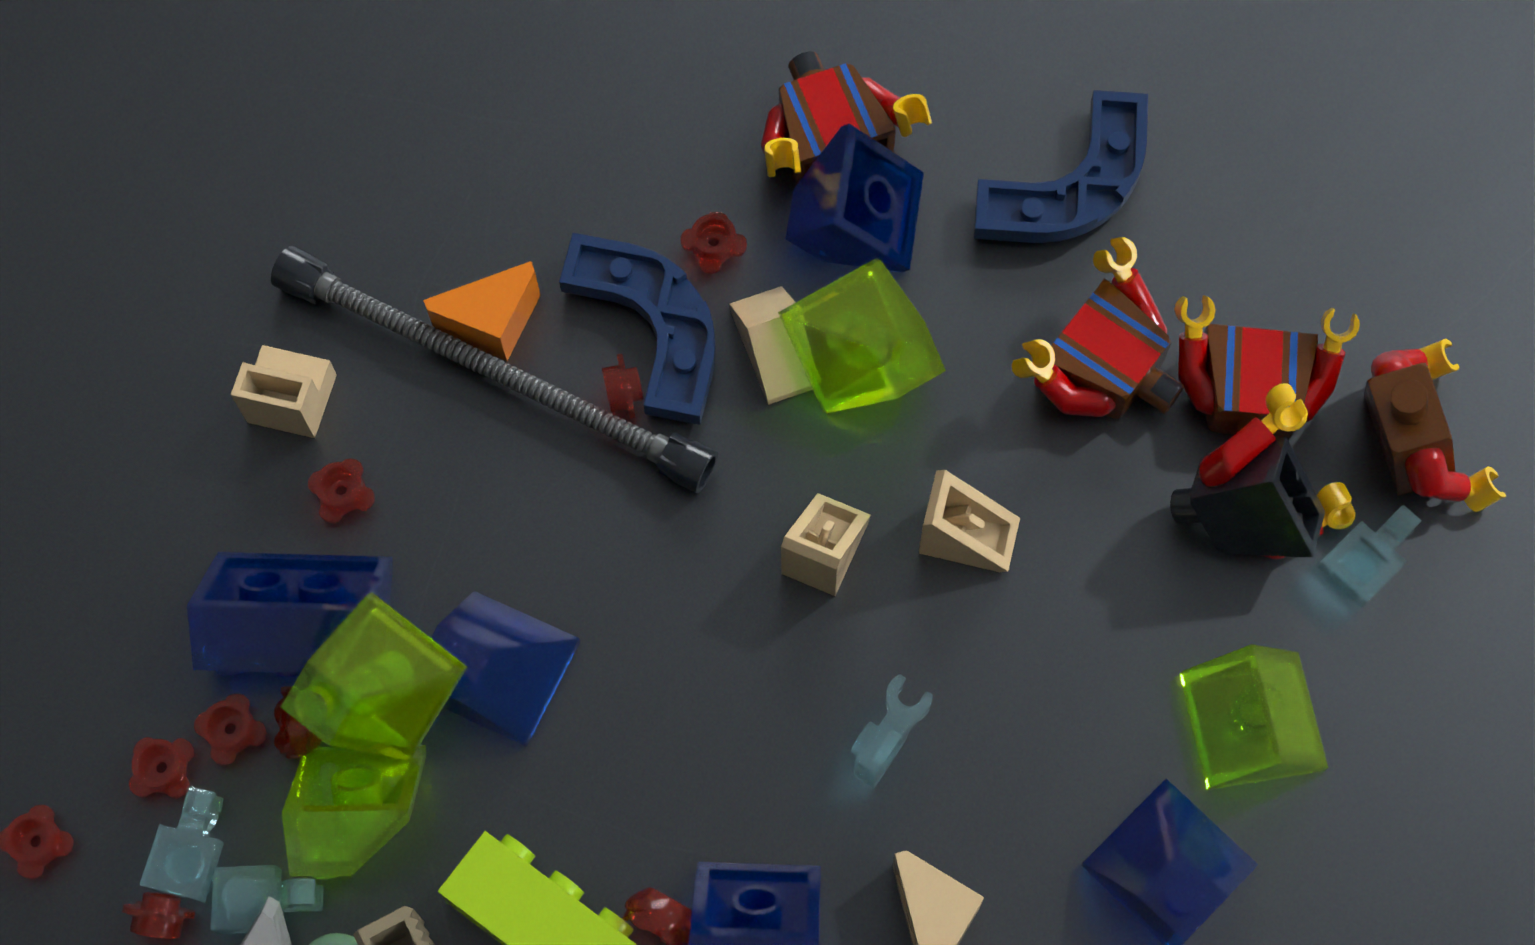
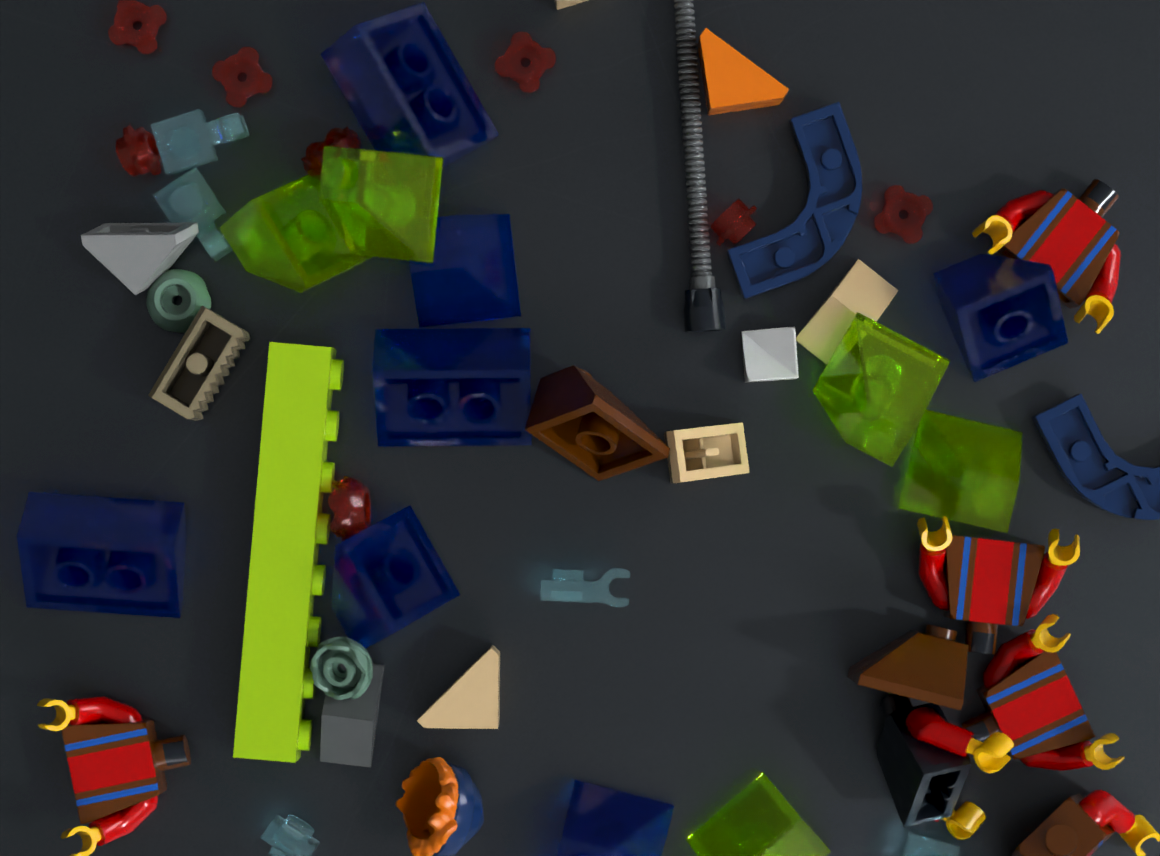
camera: 55 degrees right, 20 degrees up
(214, 721) = (292, 93): clear red plate -> none
(606, 740) = (452, 386): none -> clear blue slope
(731, 620) = (591, 425): none -> reddish brown slope
(769, 427) = (769, 354): none -> white slope
(967, 526) = (780, 555): tan slope -> none
(989, 315) = (963, 471): none -> clear neon green slope
(1158, 456) = (918, 667): none -> reddish brown slope

